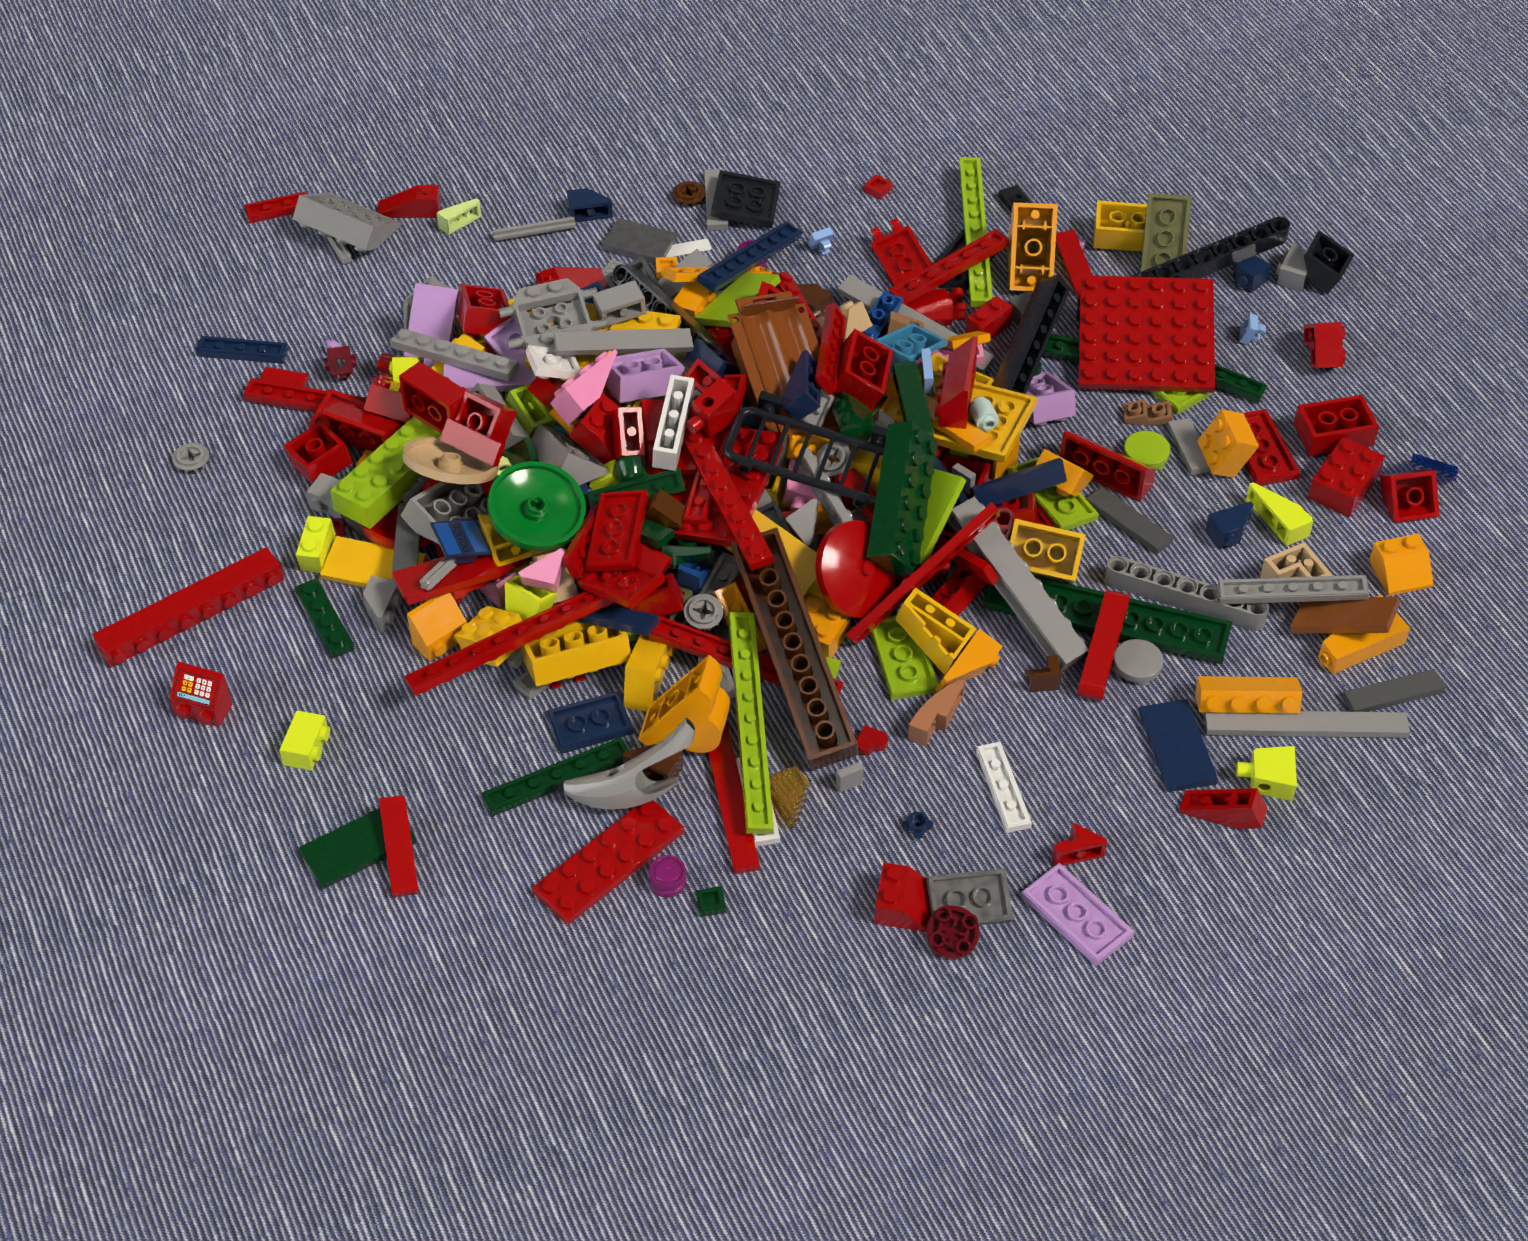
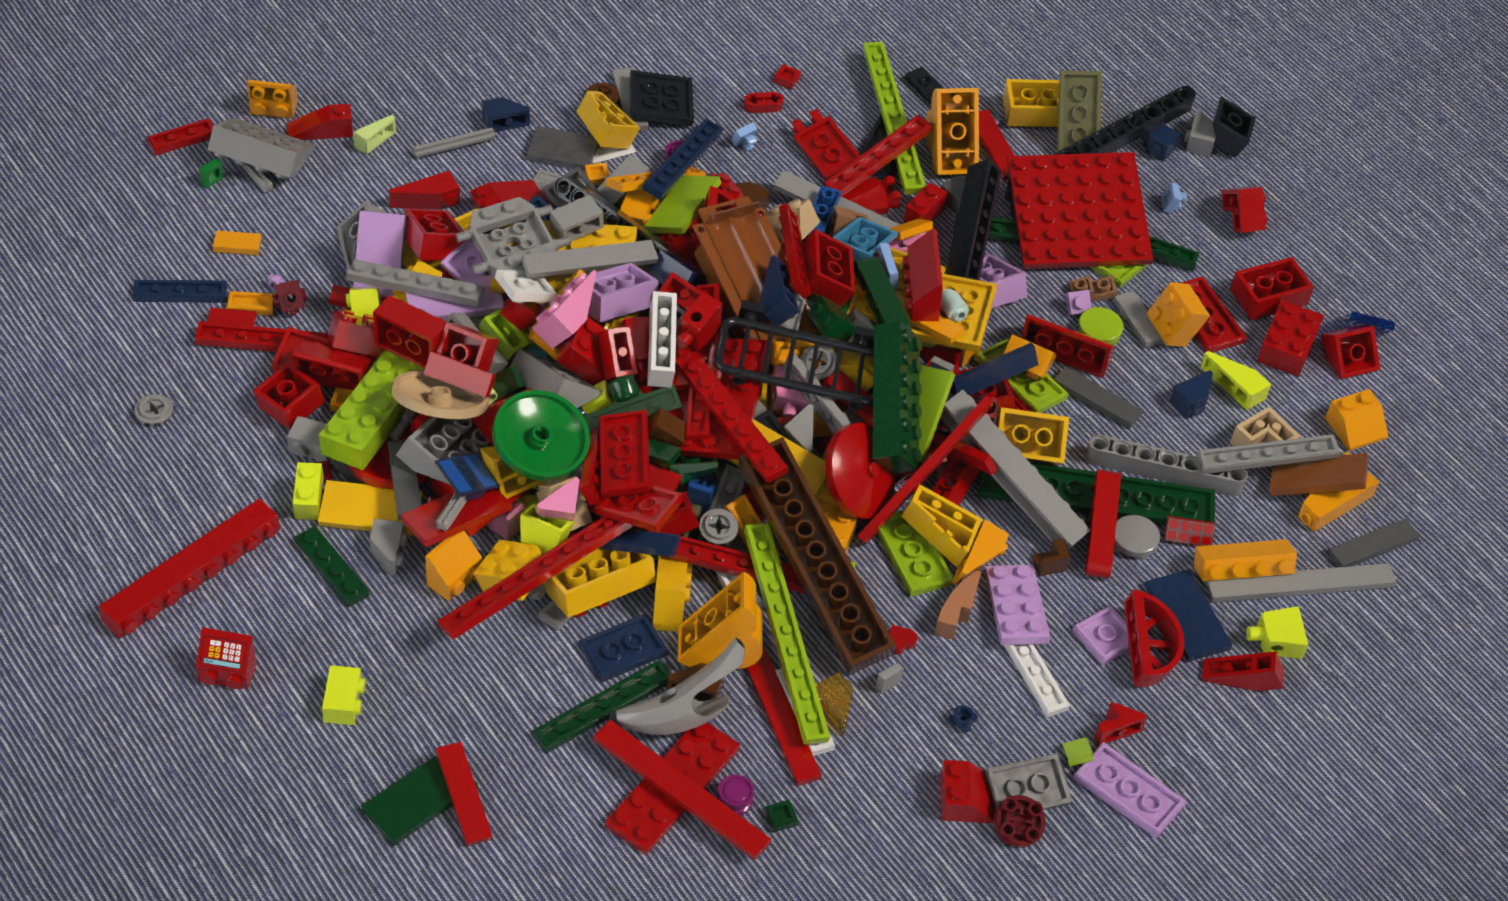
camera: 15 degrees left, 0 degrees up
(295, 242) = (211, 173): none -> green tile
(305, 308) = (237, 242): none -> light orange tile
(306, 364) = (251, 301): none -> light orange tile
(368, 176) = (272, 98): none -> light orange slope
(500, 273) = (427, 193): none -> red slope
(614, 865) = (682, 790): none -> red tile
(685, 217) = (607, 121): none -> yellow wedge
(848, 209) = (763, 102): none -> red beam
(998, 717) = (1017, 605): none -> lavender plate
(1029, 869) = (1078, 751): none -> lime tile
(1087, 757) = (1104, 634): none -> lavender tile
(1127, 424) = (1078, 301): none -> lavender plate
(1144, 740) = (1137, 607): none -> red window
(1195, 660) = (1189, 531): none -> red tile

